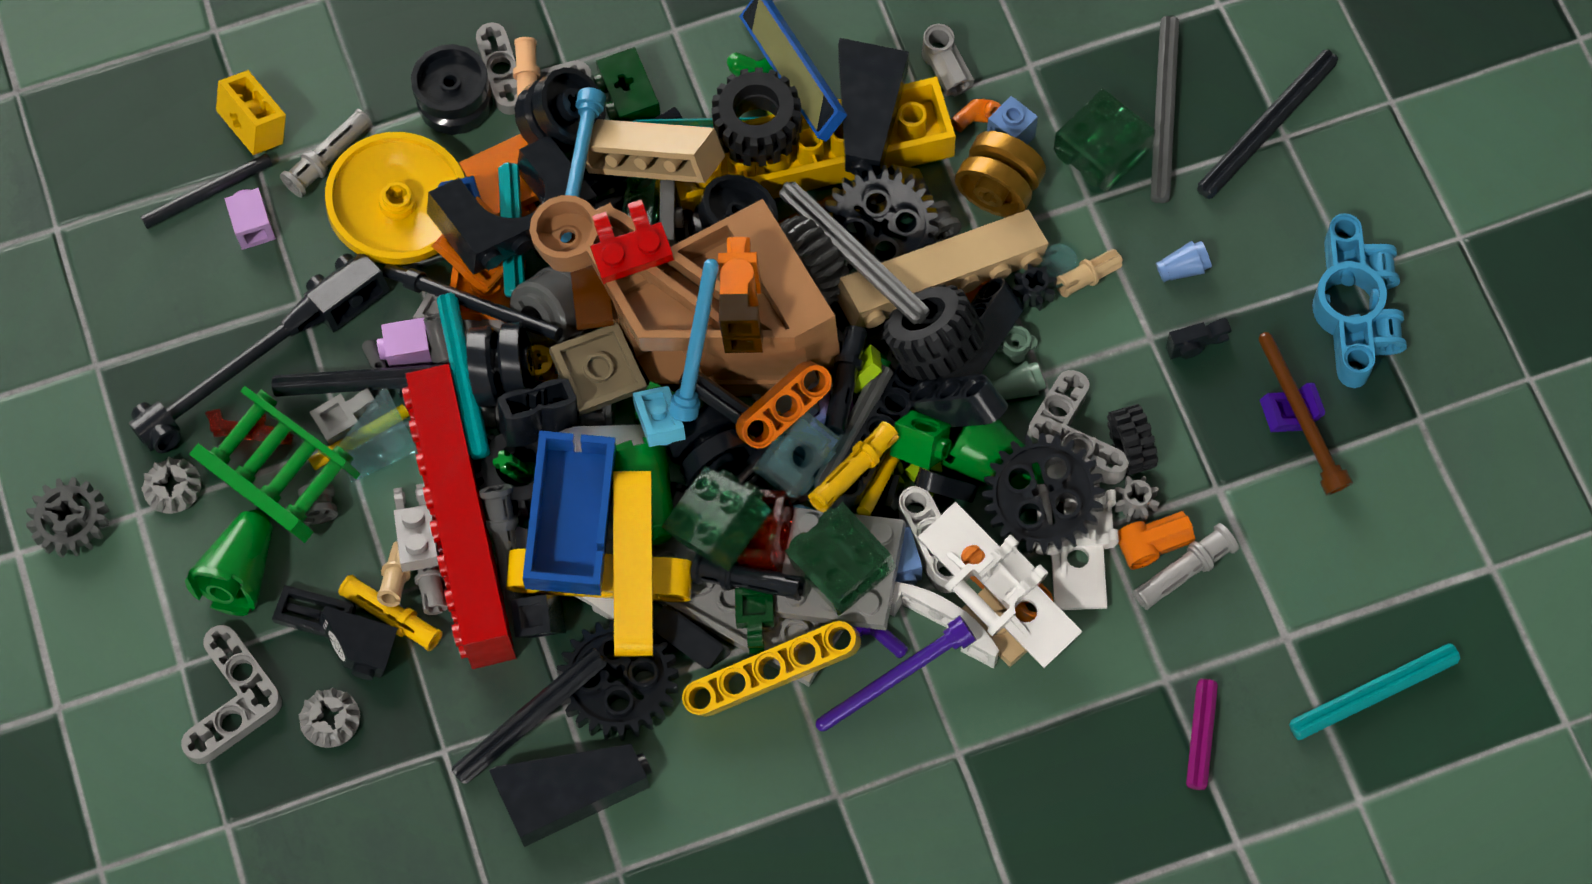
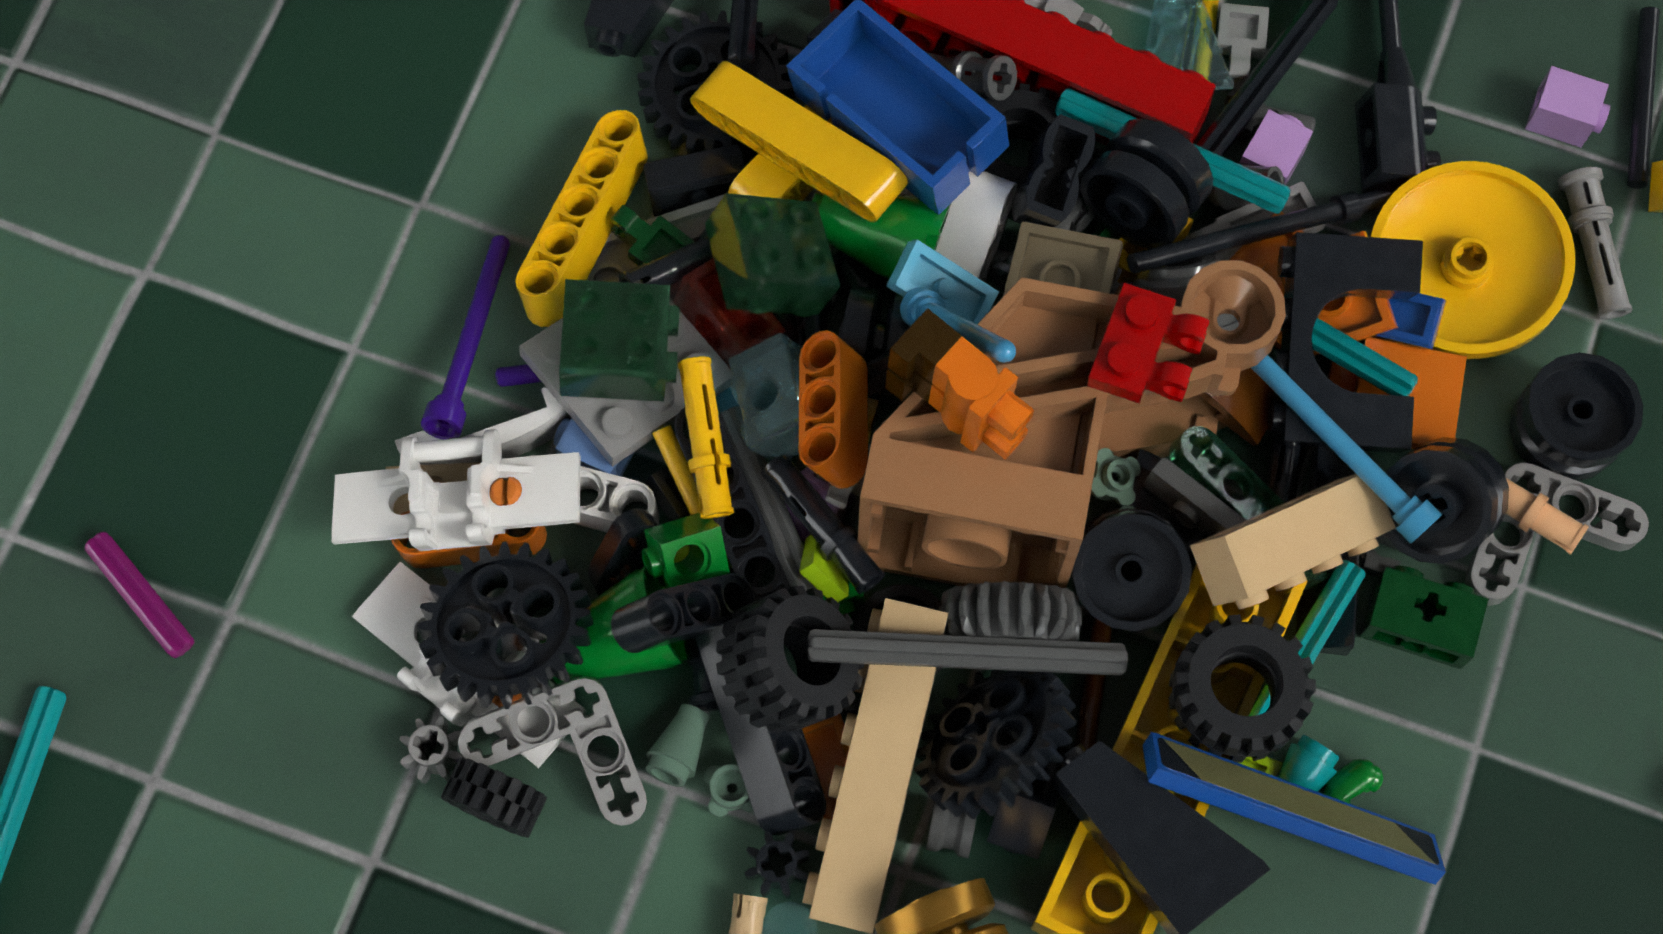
camera: 130 degrees right, 5 degrees up
(513, 467) = (1030, 123): green axle -> none
(1146, 542) = (378, 716): orange piece -> none
(1199, 557) = (311, 760): light grey pin -> none

